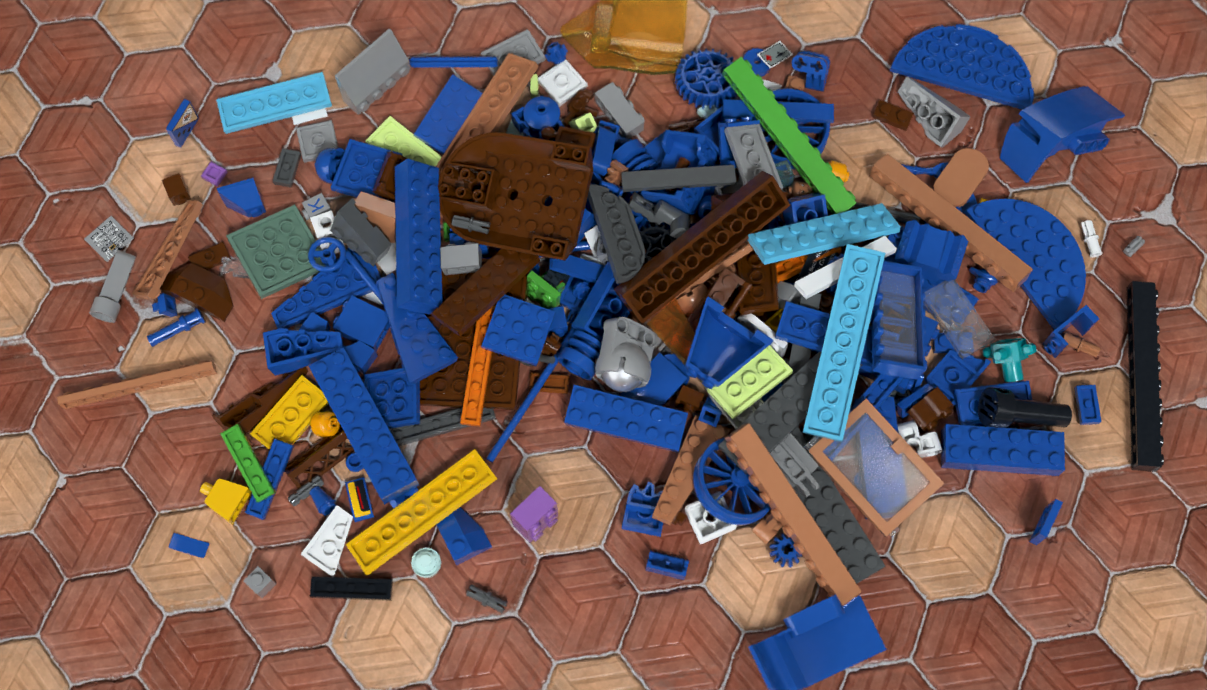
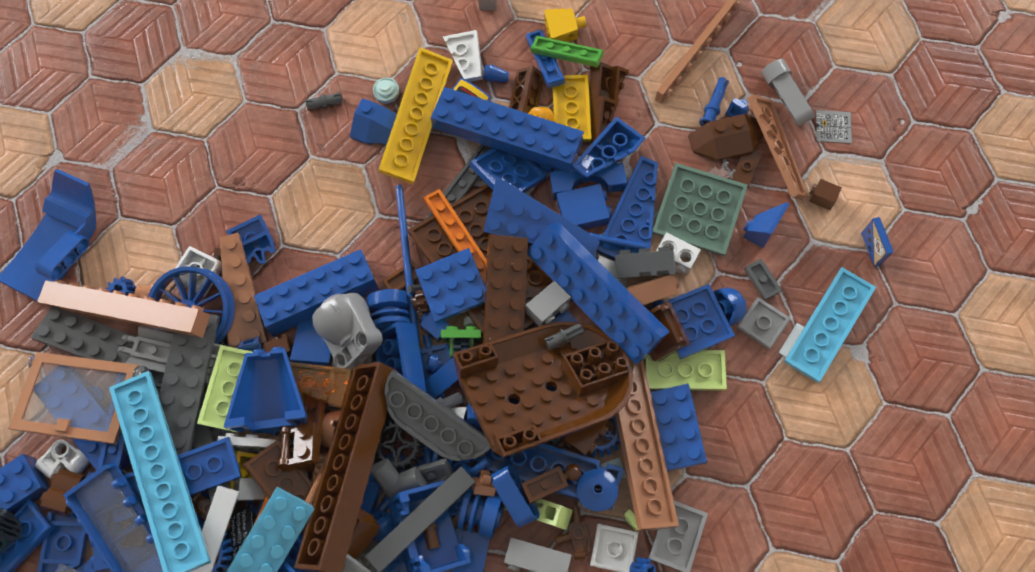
camera: 145 degrees right, 0 degrees up
(214, 174) = (812, 232): medium lavender tile -> none
(303, 492) = (514, 72): dark grey axle -> none
(315, 206) = (705, 265): light grey brick -> none
(329, 262) = (652, 234): blue piece -> none
(351, 588) = (423, 38): black plate -> none
(372, 72) = (773, 408): light grey slope -> none
(454, 61) = (722, 484): blue axle -> none
(535, 515) = (326, 165): medium lavender brick -> none
(620, 140) = (513, 530): blue bracket -> none
(667, 565) = (207, 216): blue hinge -> none

